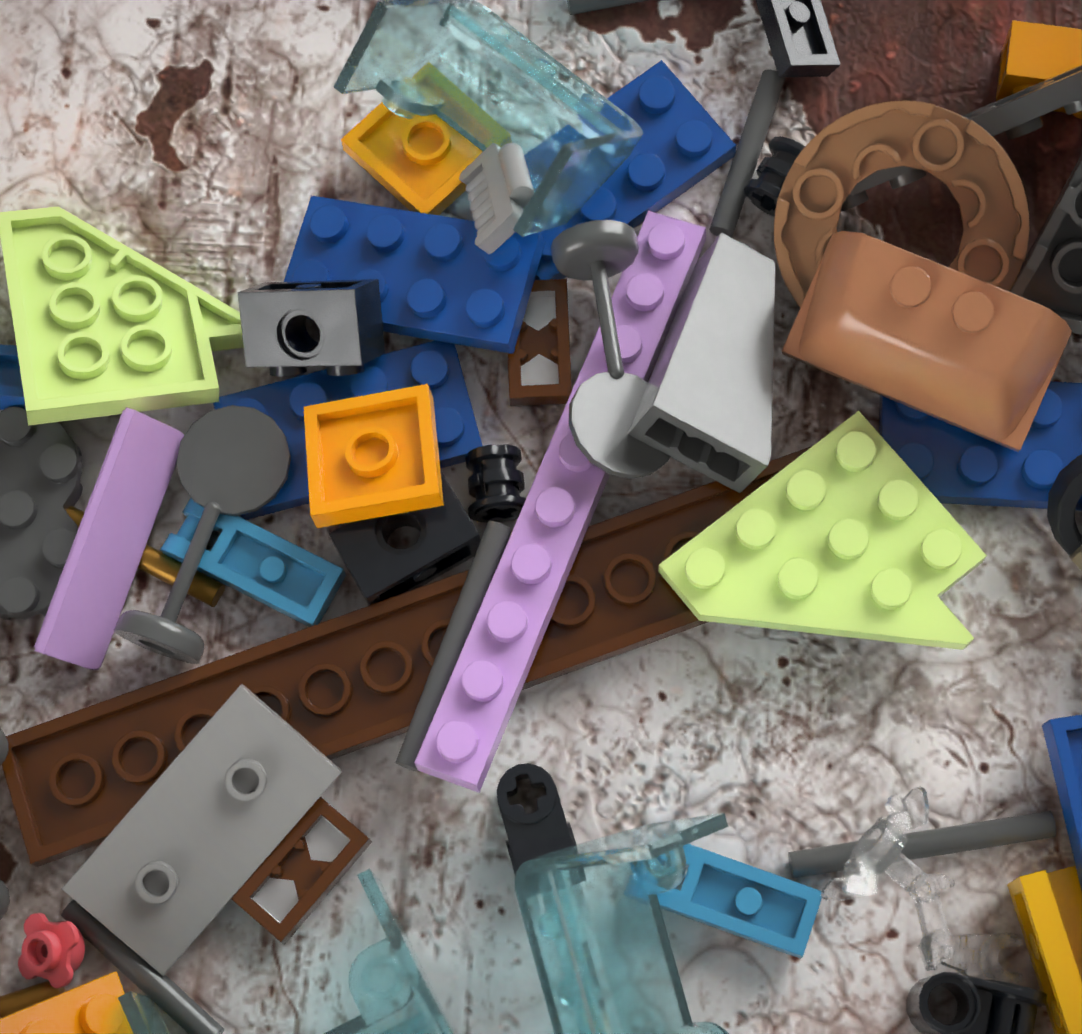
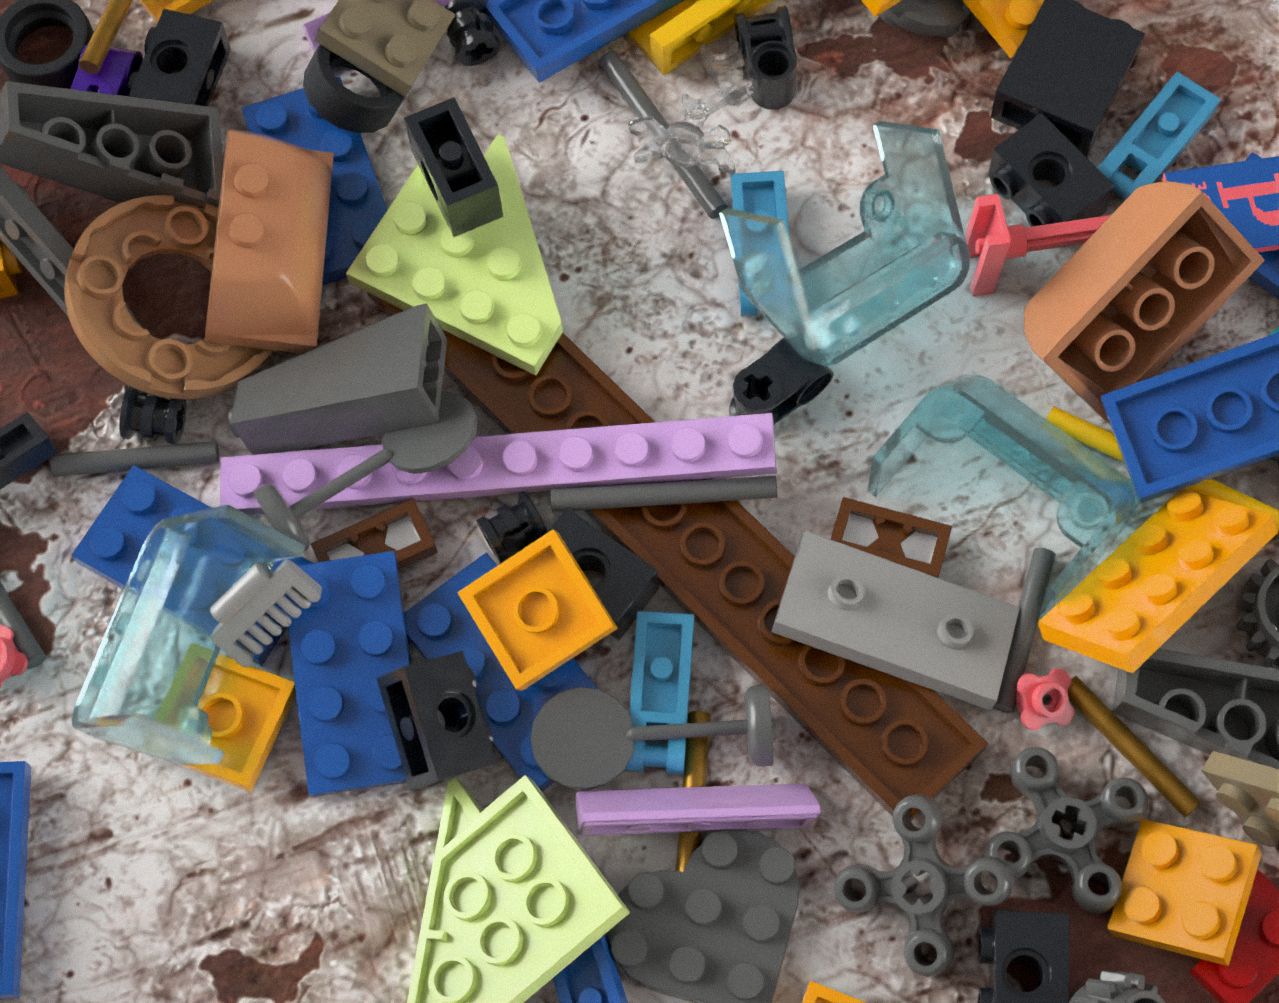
camera: 115 degrees left, 5 degrees down
(920, 547) = (454, 167): none -> black brick

